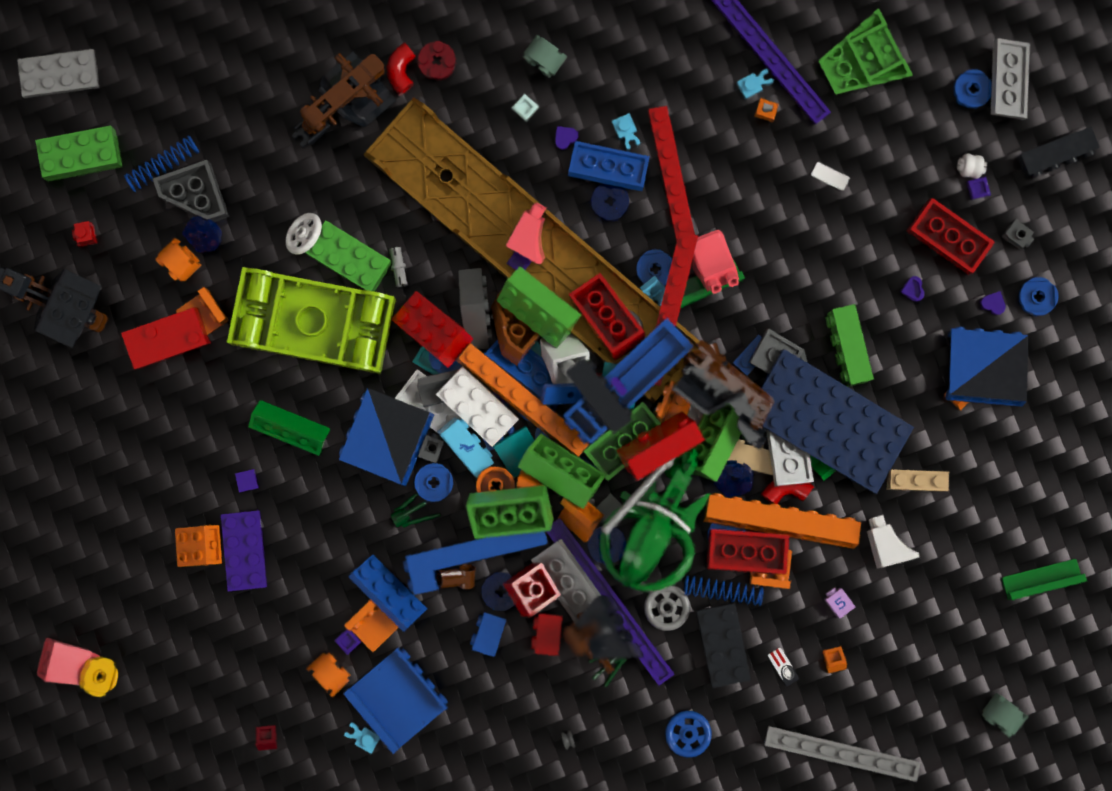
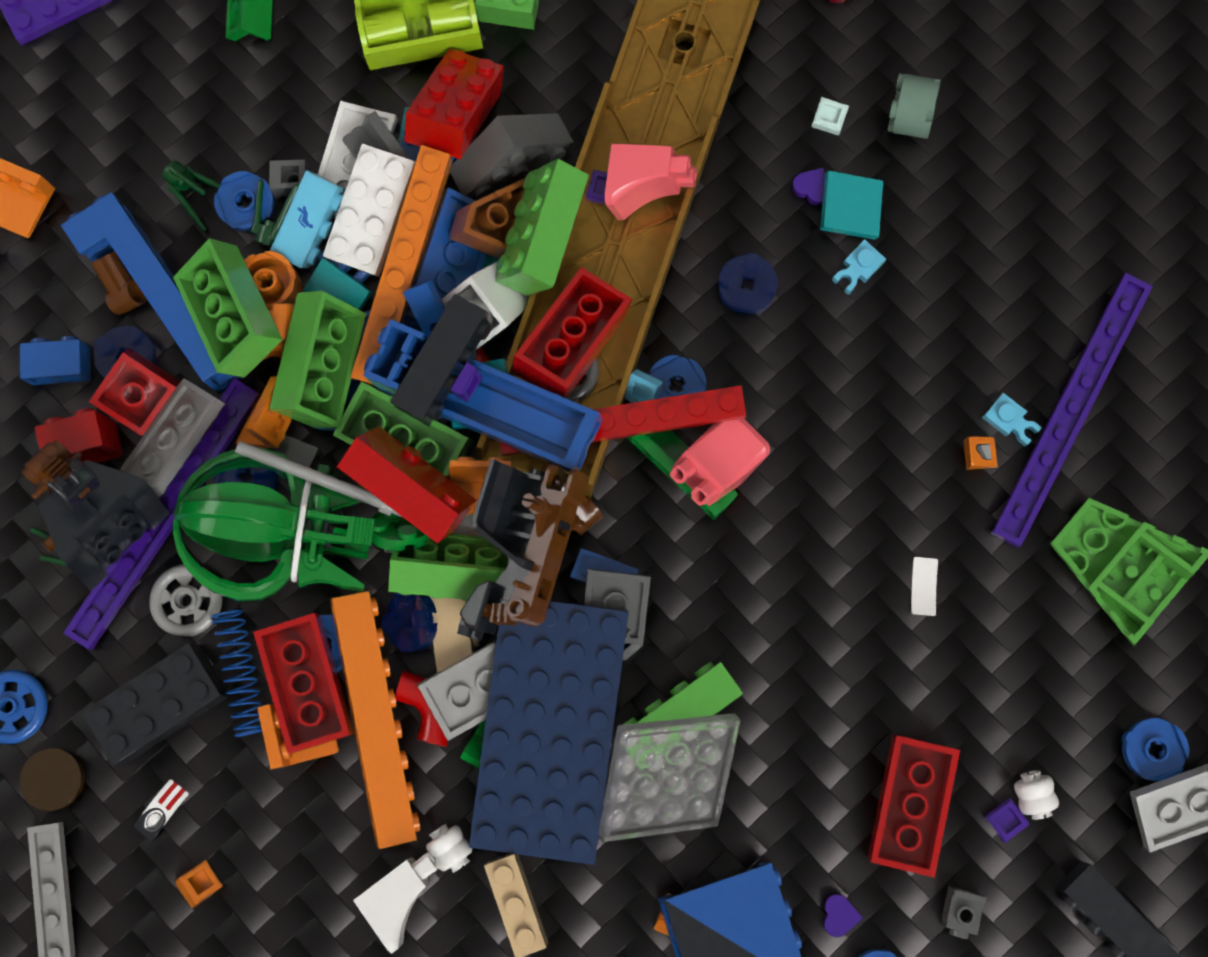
camera: 75 degrees right, 5 degrees down
(386, 436) = (279, 110): panel -> none
(388, 593) = (64, 185): blue plate -> none
(398, 267) = (530, 35): light grey pin -> none
(461, 474) = (268, 231): none -> dark green plant
(588, 119) = (851, 205): none -> teal tile
(608, 166) = (796, 258): blue plate -> none
(671, 170) = (829, 352): red plate -> none
(741, 723) = (52, 779): none -> dark brown tile
(838, 602) = (284, 855): lavender brick -> none
(871, 506) = (449, 848): none -> white piece
(884, 364) = (668, 776): none -> clear plate
(913, 289) = (808, 780): dark purple tile -> none

